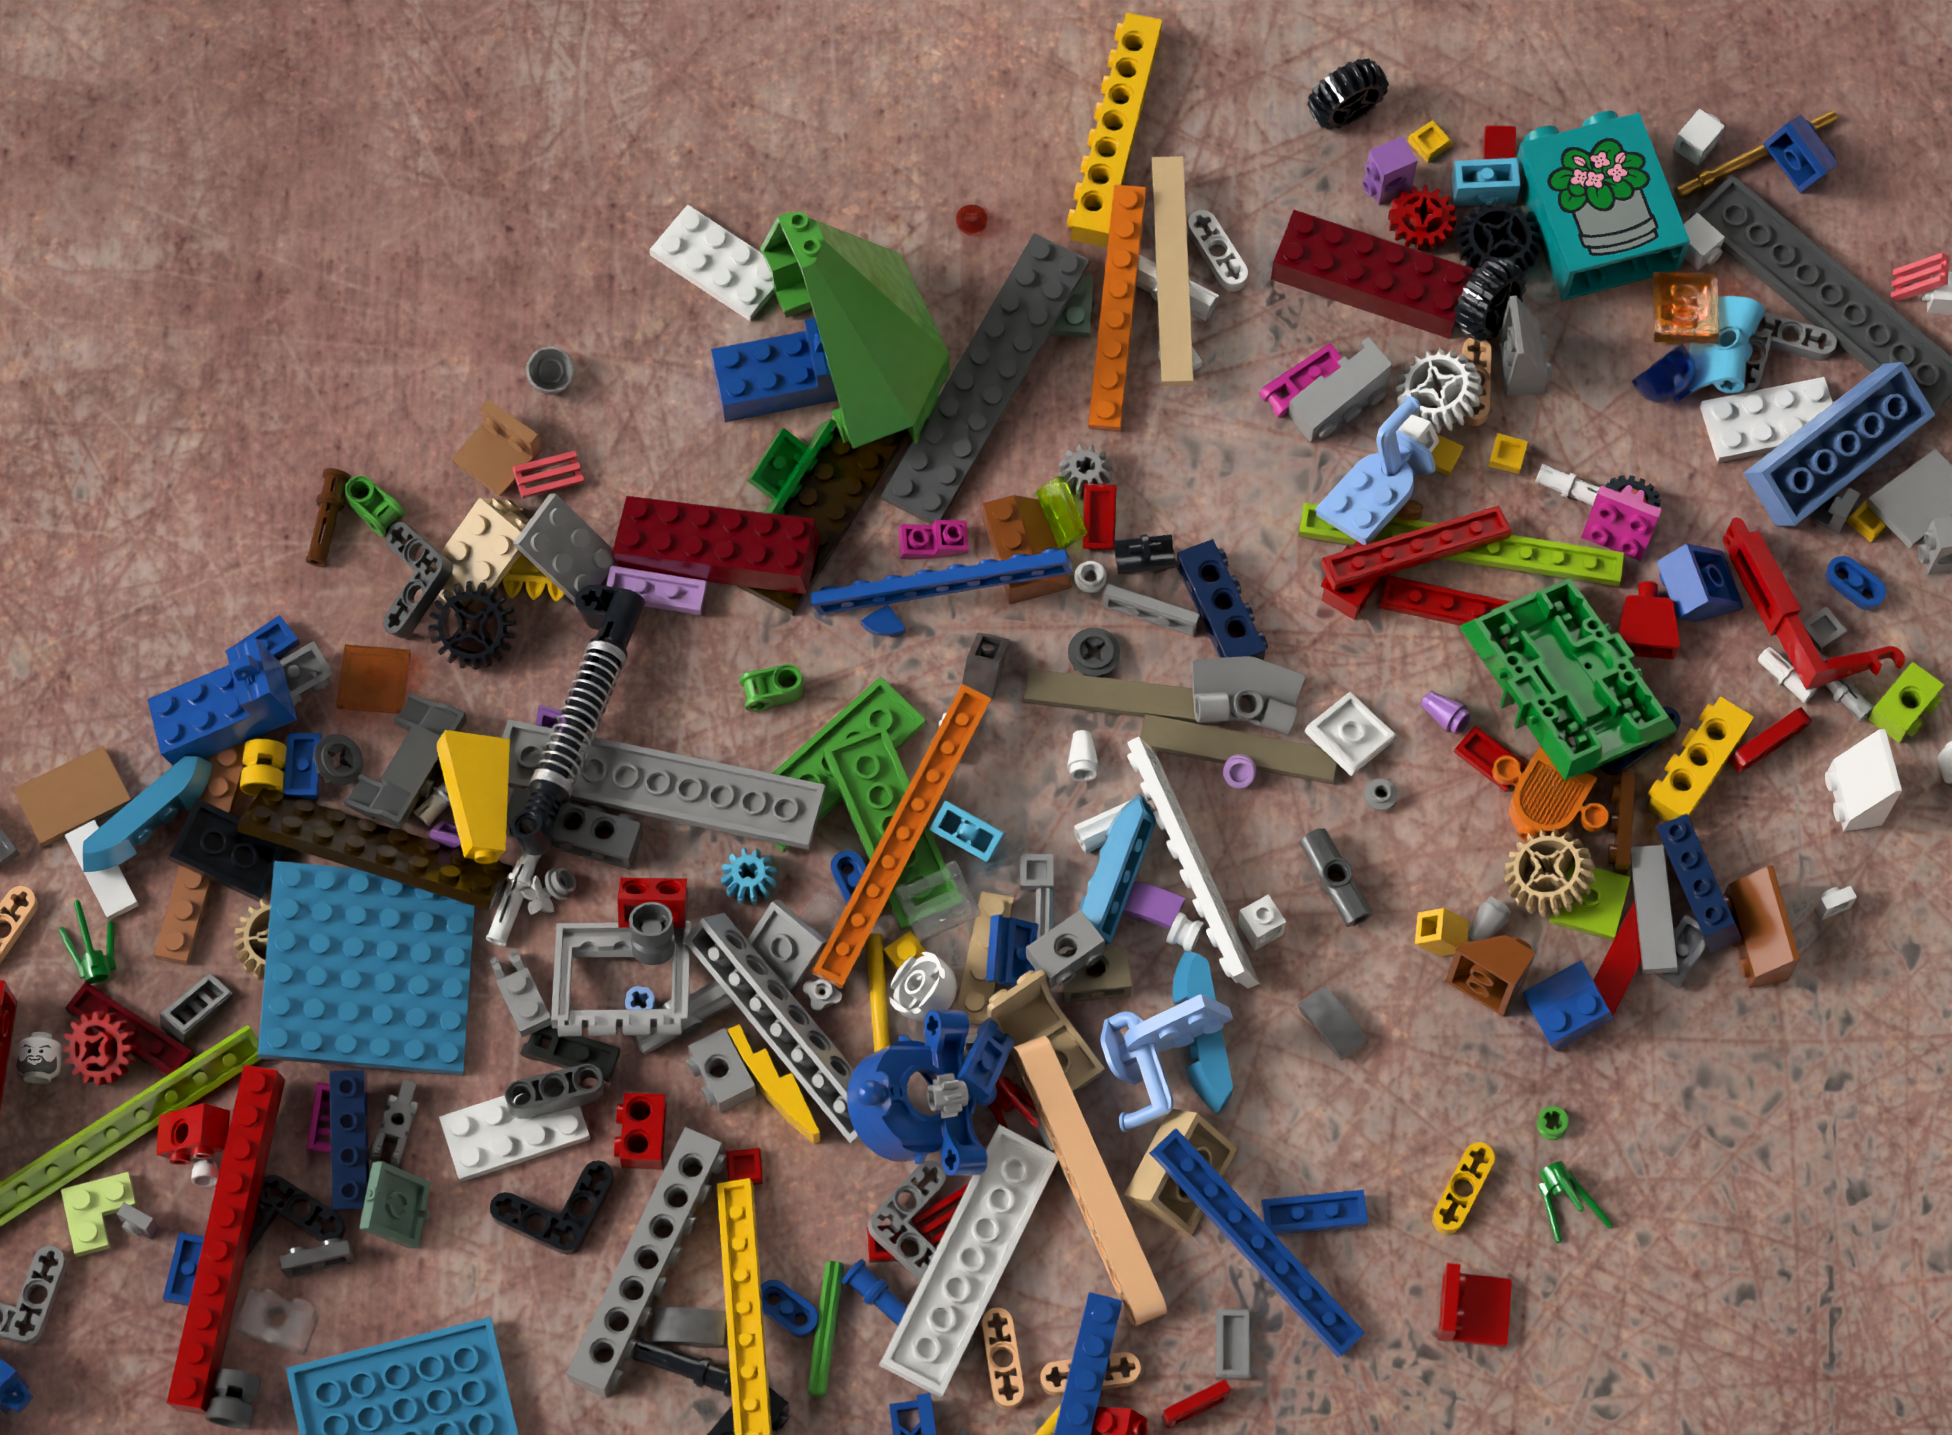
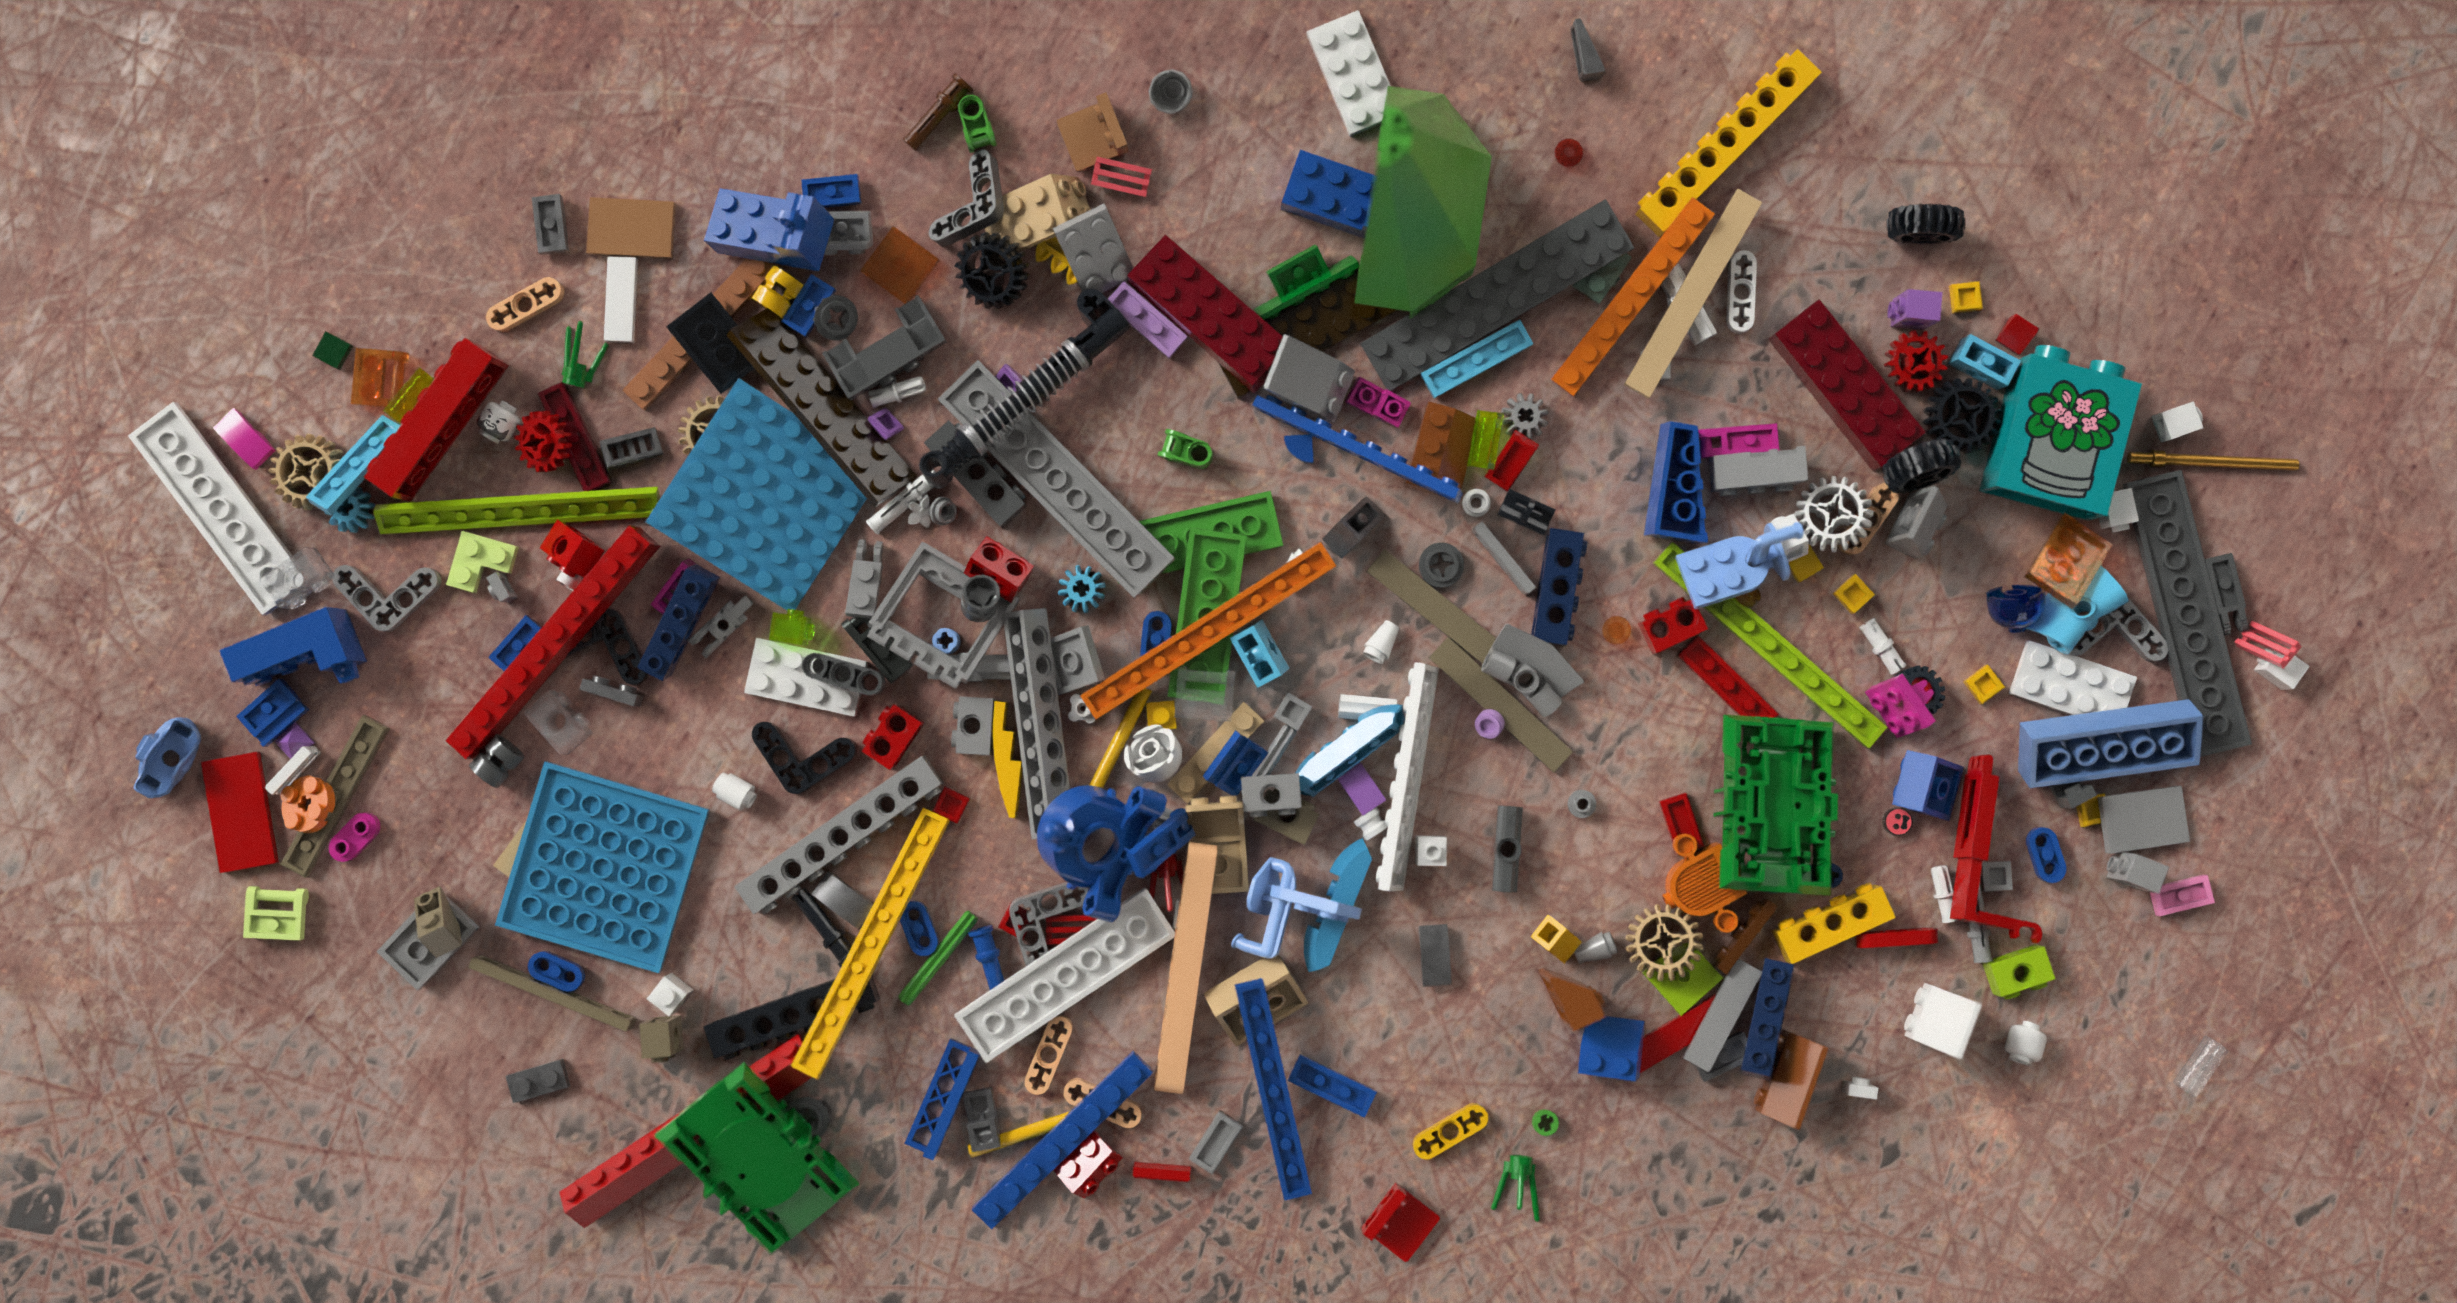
camera: 35 degrees right, 20 degrees up
(139, 818) = (685, 275): dark azure brick -> none
(395, 1205) = (685, 689): sand green plate -> none
(471, 1084) = (791, 628): none -> clear neon green brick
(477, 788) = (918, 409): yellow slope -> none
(507, 1283) = (734, 791): none -> white brick
(853, 544) = (1309, 379): none -> light grey slope
(933, 127) = (1587, 59): none -> flat silver slope
(947, 1095) = (1111, 862): light grey gear -> none
(1004, 446) = (1476, 359): none -> medium azure plate
(1273, 450) = (1676, 487): none -> blue wedge
(1304, 616) = (1616, 630): none -> clear orange tile
(1350, 733) = (1590, 744): white tile -> none
(1416, 547) = (1731, 632): red tile -> none
(1447, 712) = (1671, 770): medium lavender cone -> none
(1649, 623) = (1867, 793): red torso -> none
(1688, 466) = (1983, 684): none -> yellow tile
(1695, 635) = (1897, 821): none -> tile
(1800, 153) = (2247, 486): blue slope -> none
(1852, 256) = (2227, 591): none -> dark grey hinge

